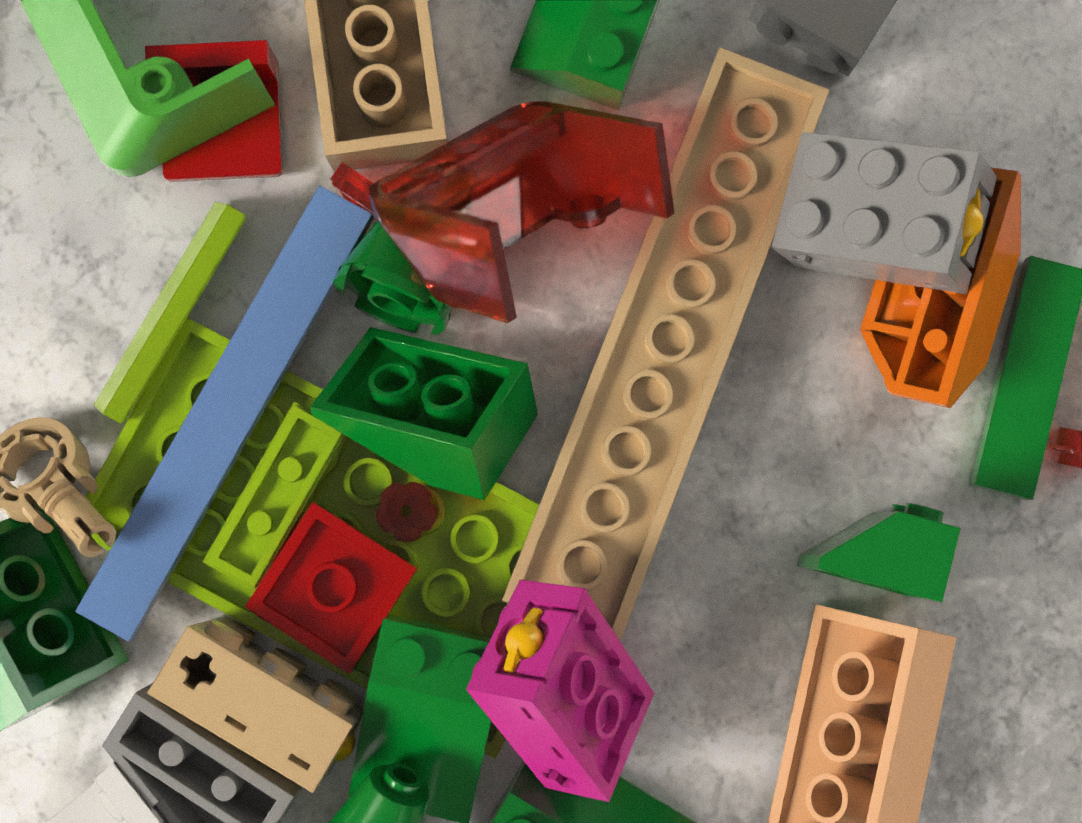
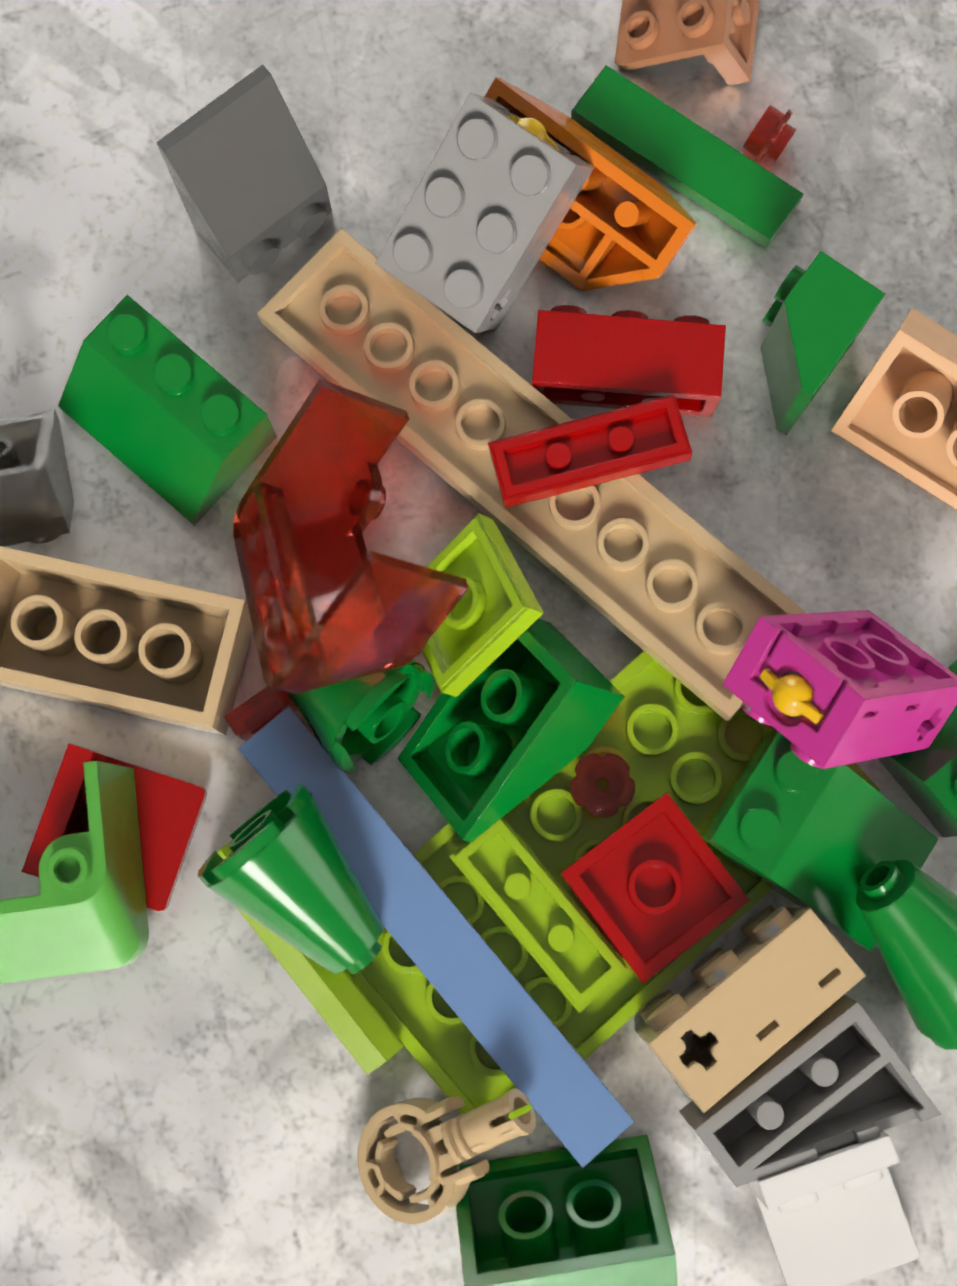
camera: 65 degrees left, 5 degrees down
(218, 279) = (298, 883): none -> green cone
(528, 349) = (488, 615): none -> lime tile
(698, 389) = (590, 451): none -> red tile
(805, 393) = (628, 359): none -> red brick

